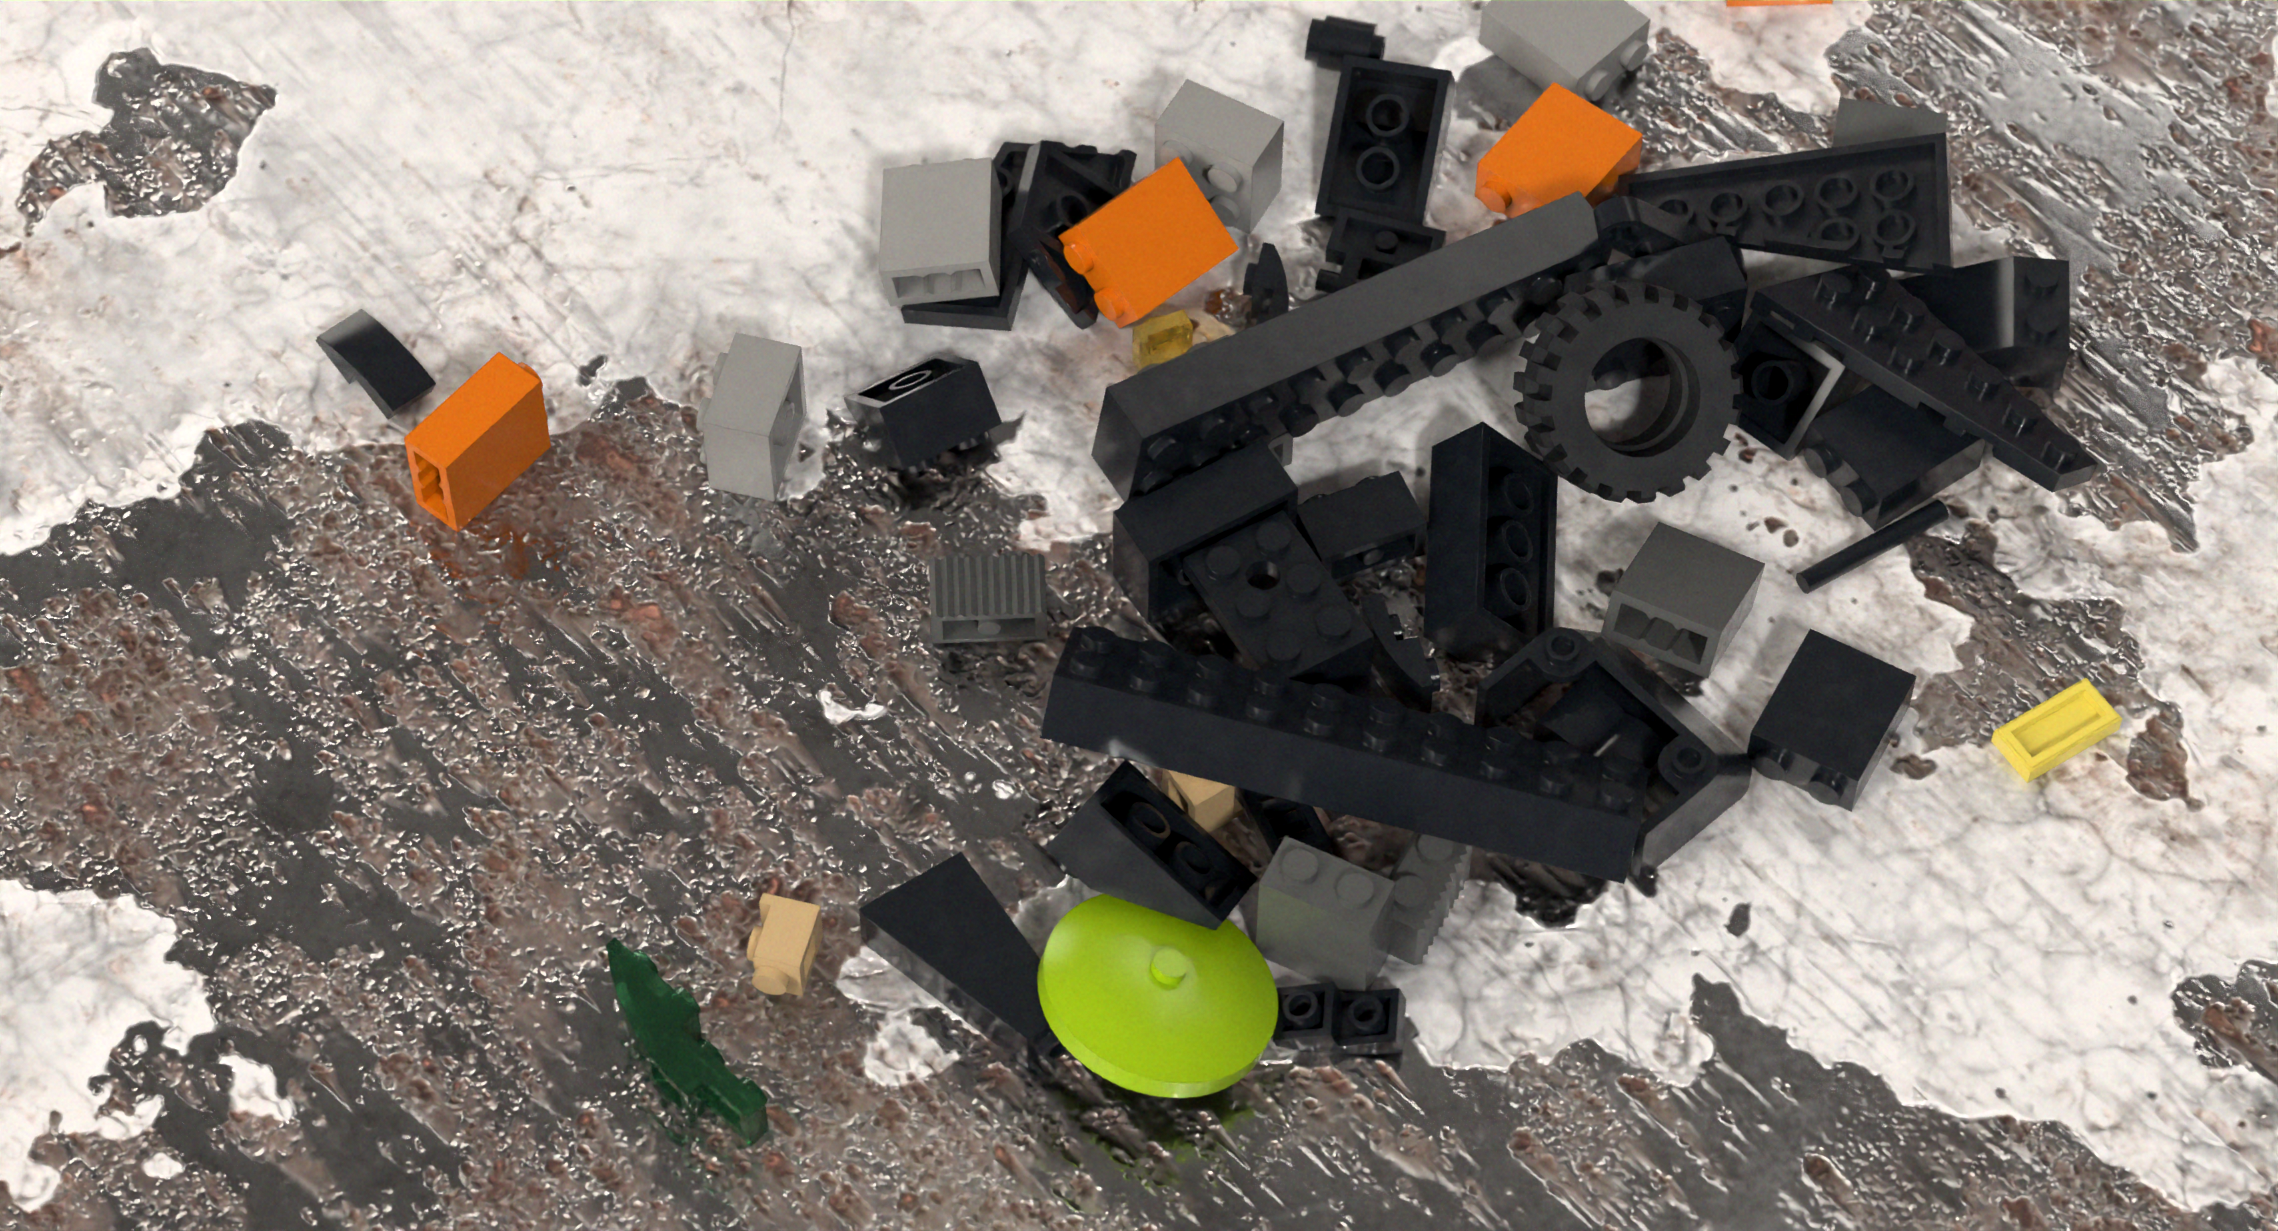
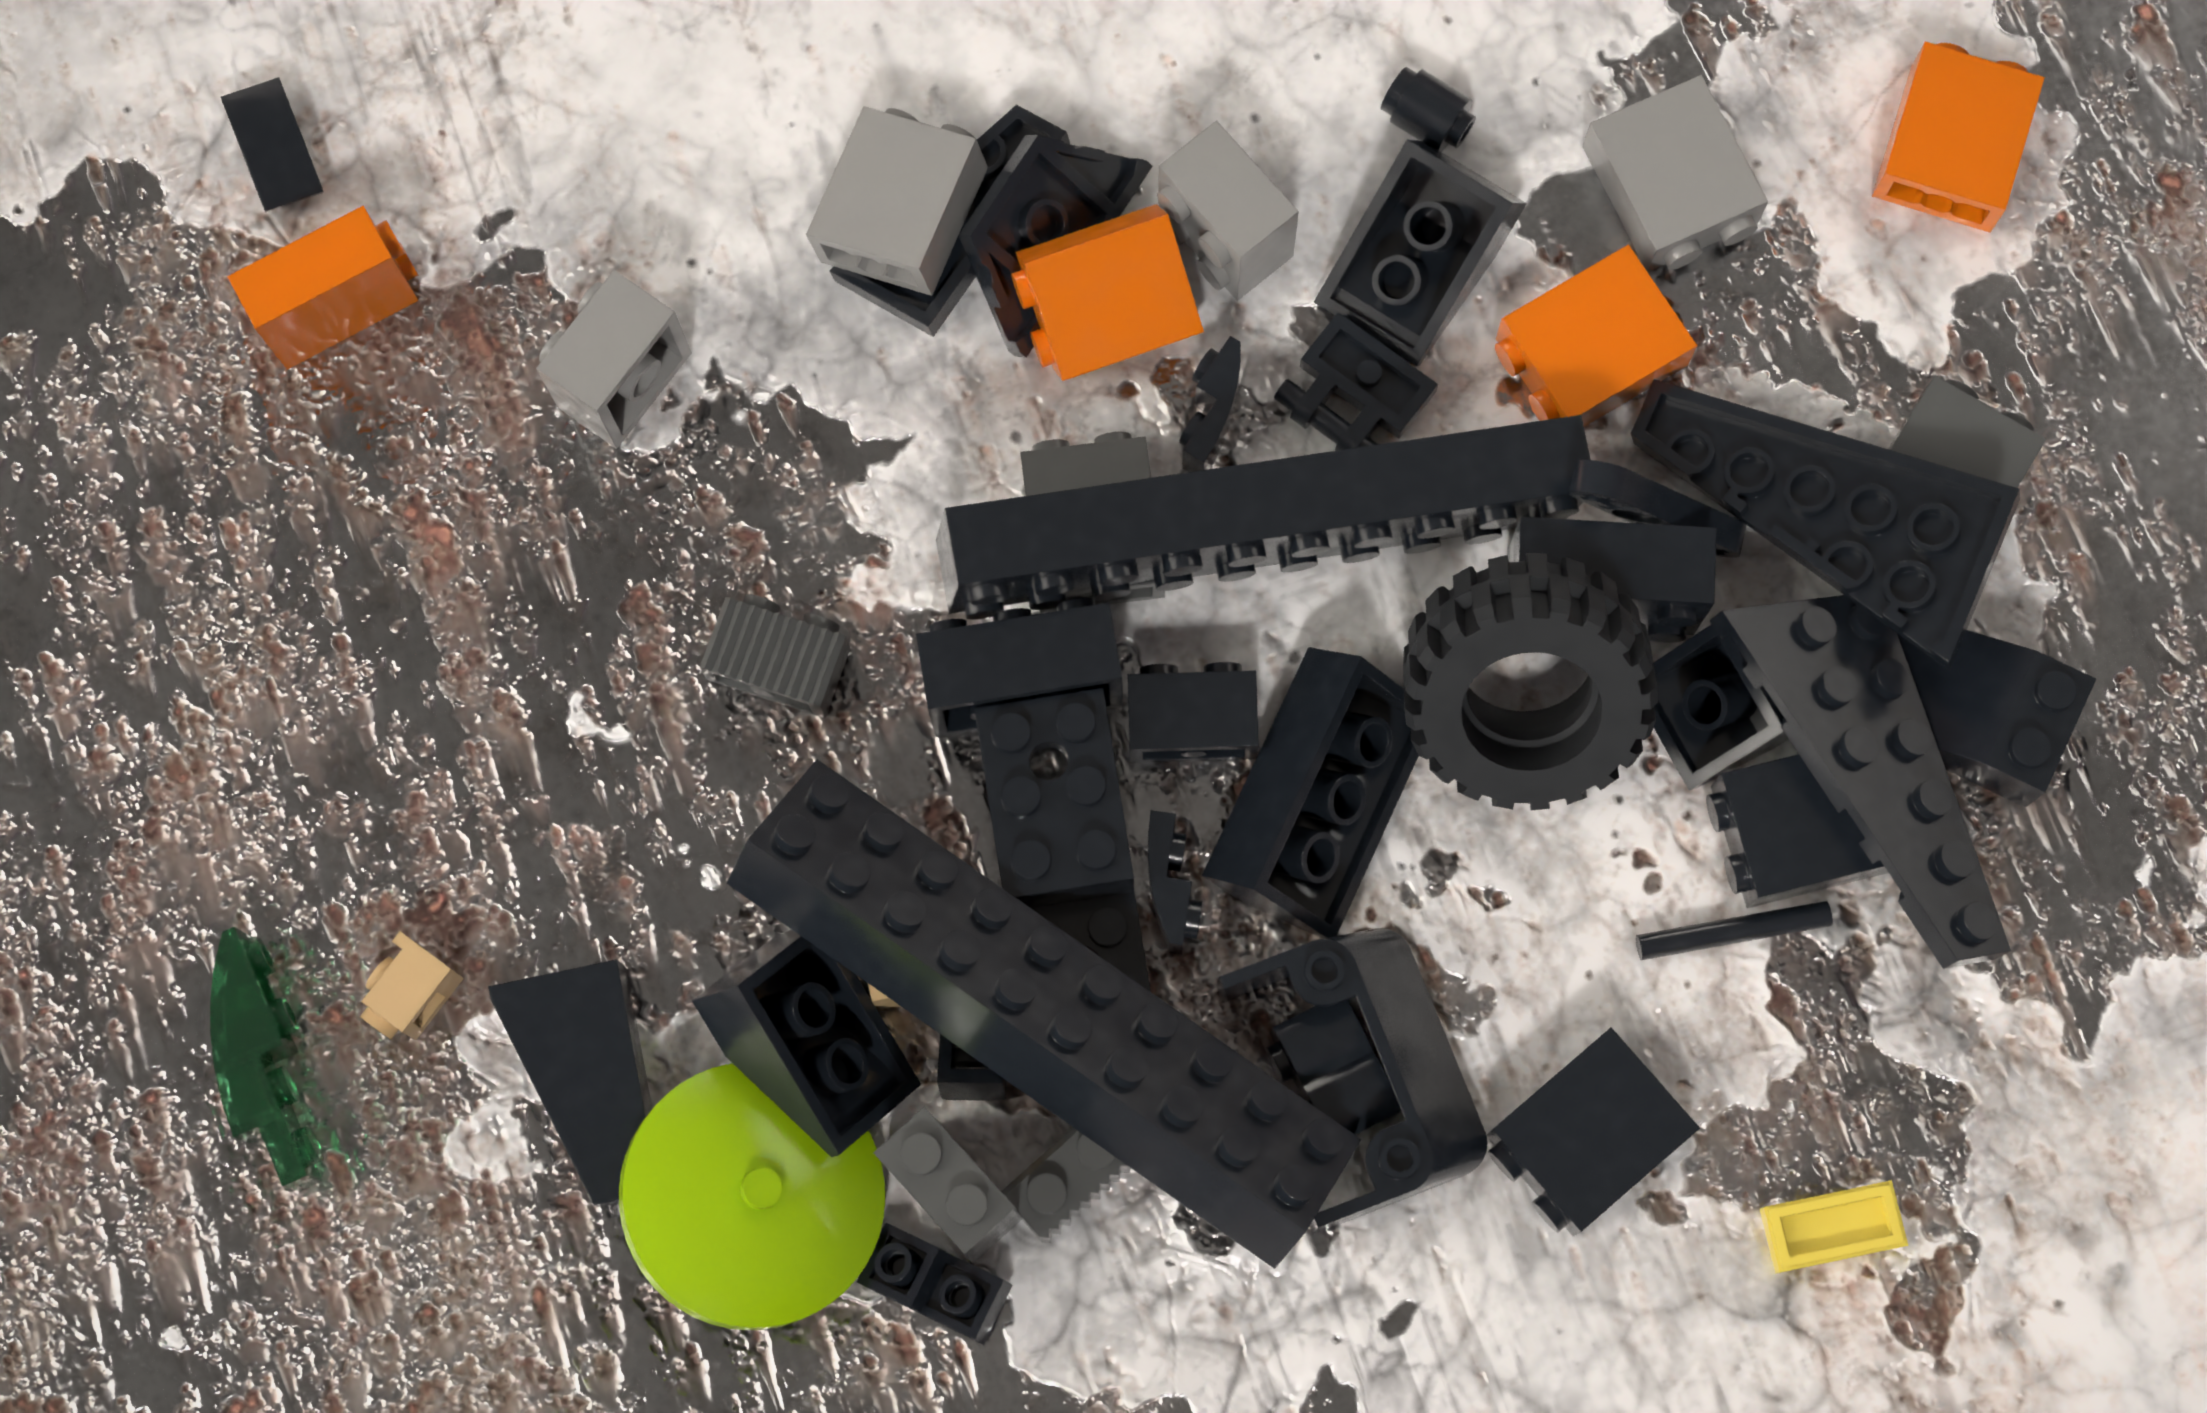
camera: 25 degrees right, 20 degrees up
(925, 411) = (800, 405): black slope -> none
(1161, 339) = (1081, 409): clear yellow plate -> none
(1682, 599) = (1491, 937): dark grey brick -> none

